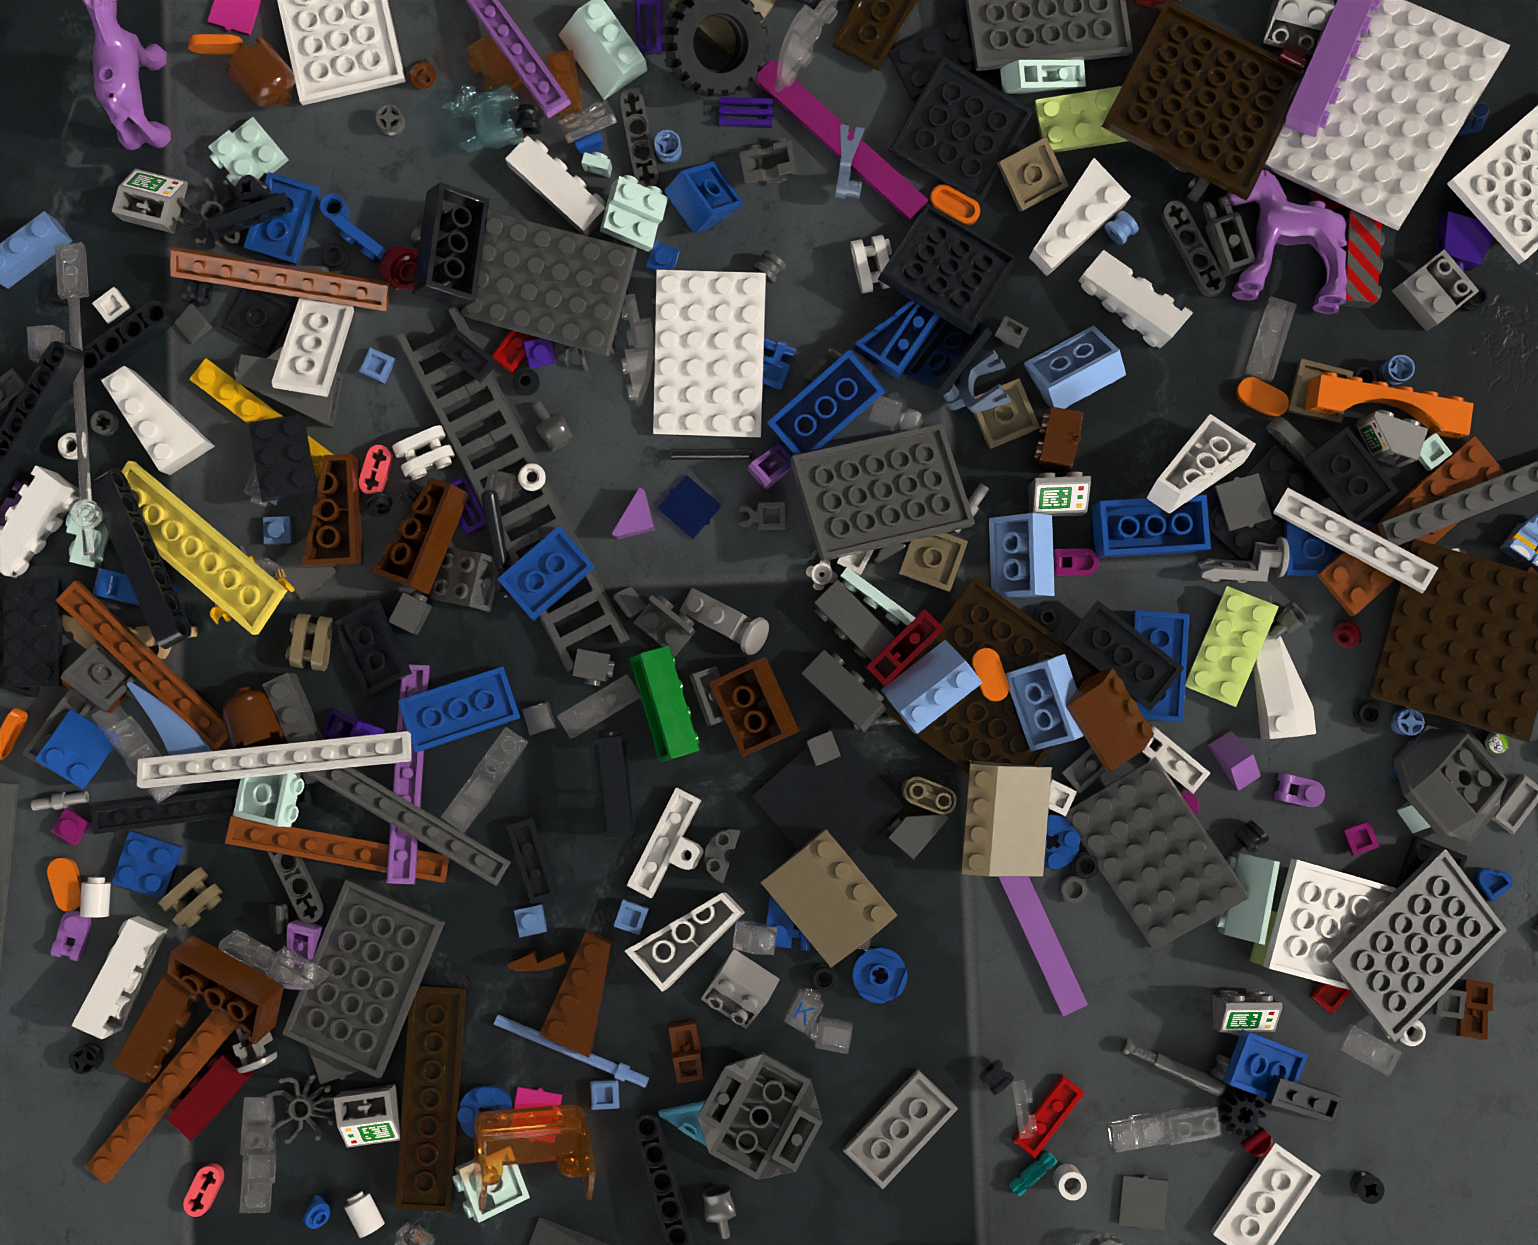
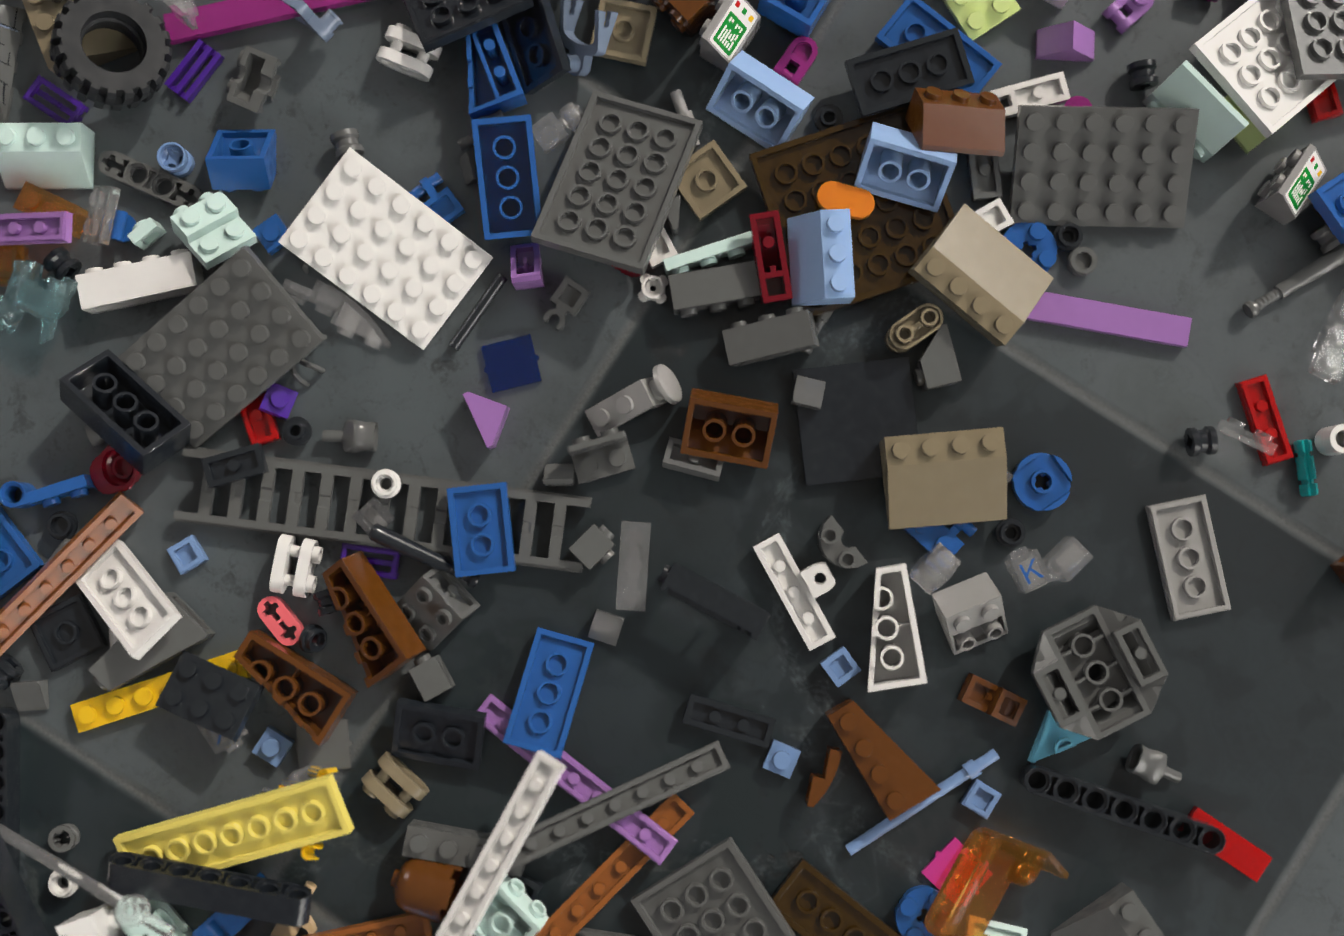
camera: 50 degrees left, 0 degrees up
(158, 425) = (104, 789): white wedge -> none
(345, 725) = (491, 806): dark purple slope -> none
(485, 780) = (628, 713): clear slope -> none
(664, 703) = (671, 505): green brick -> none

